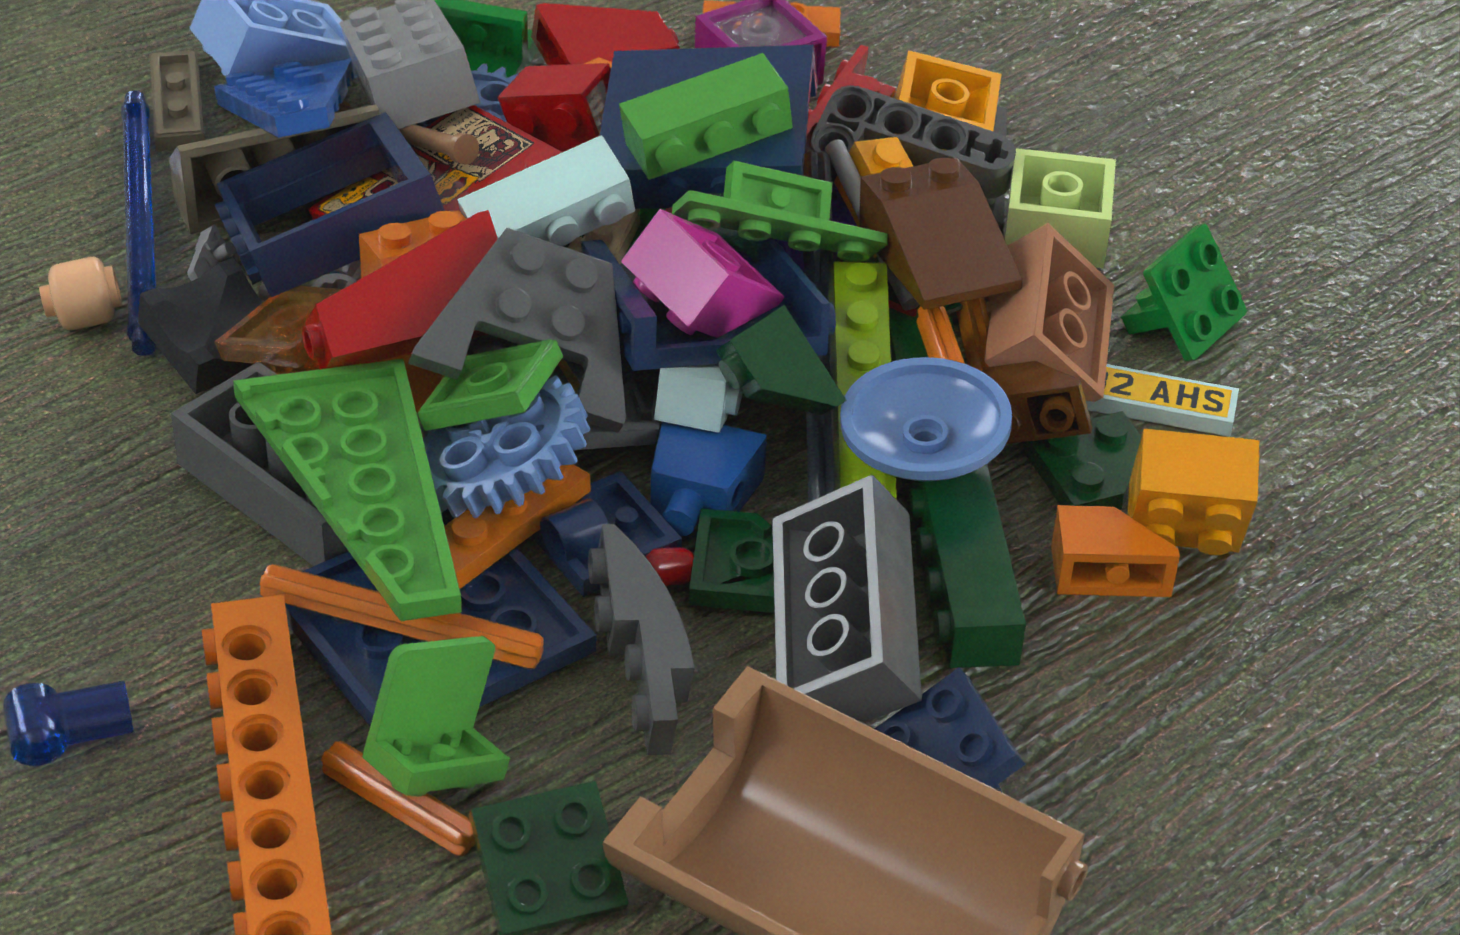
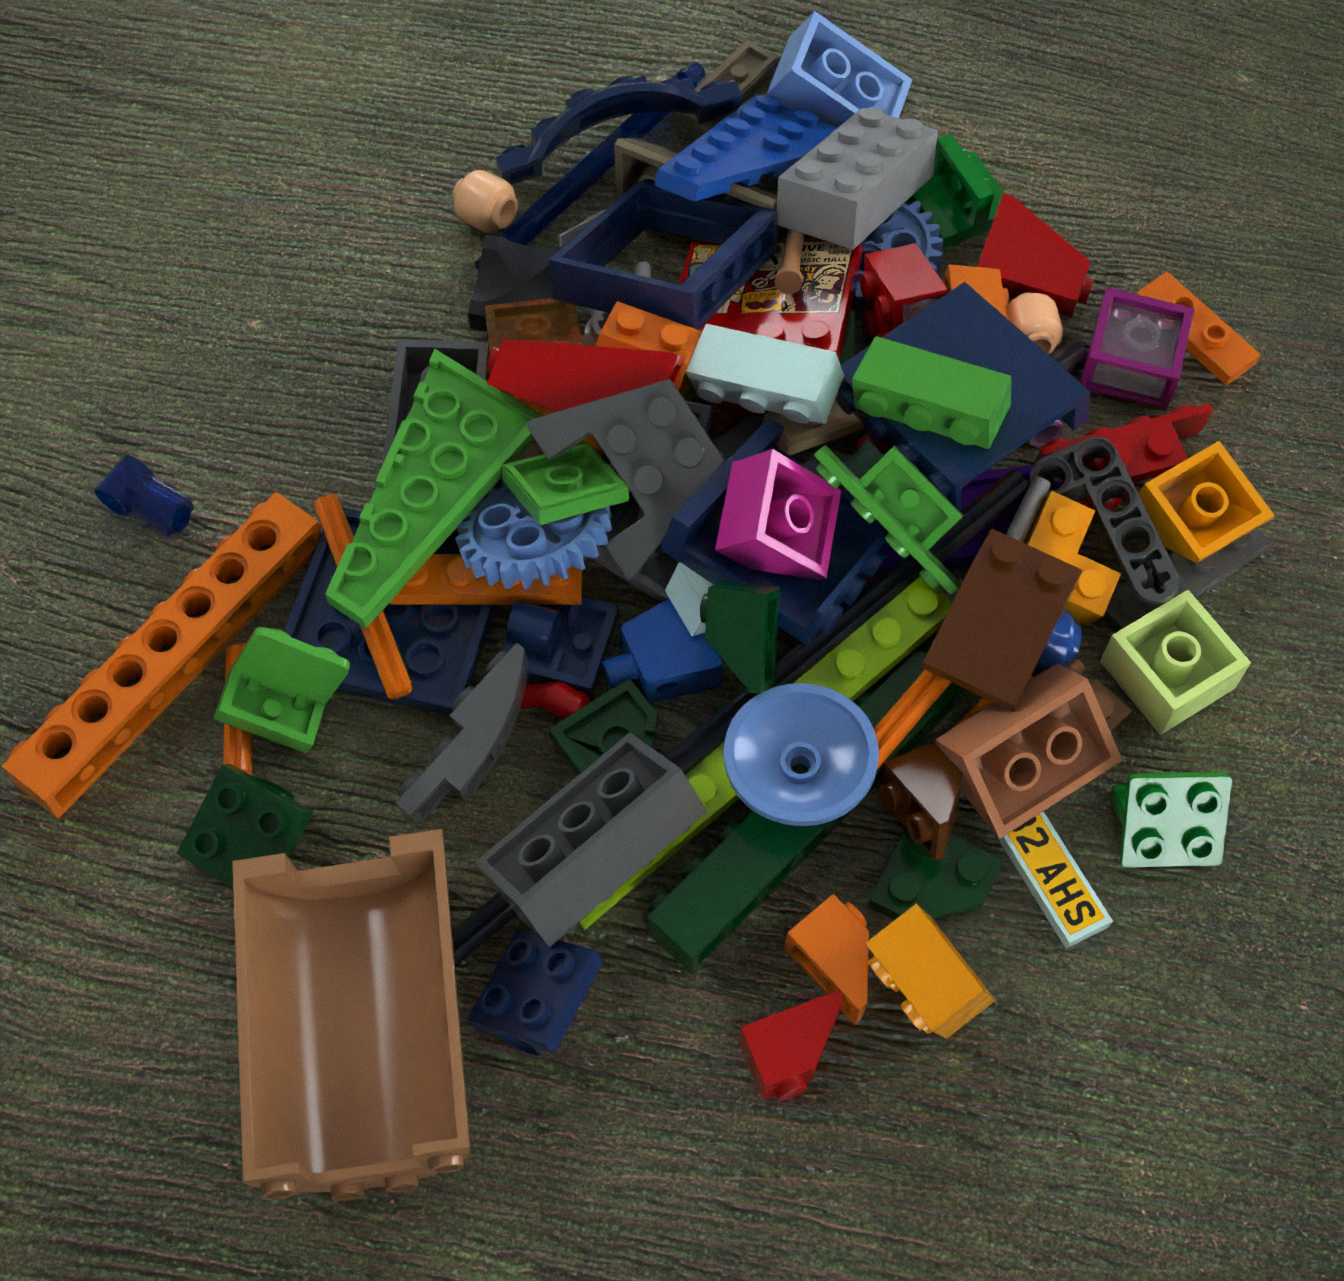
camera: 50 degrees right, 20 degrees up
(117, 138) = (621, 98): none -> dark blue piece
(1162, 633) = (789, 1045): none -> red slope

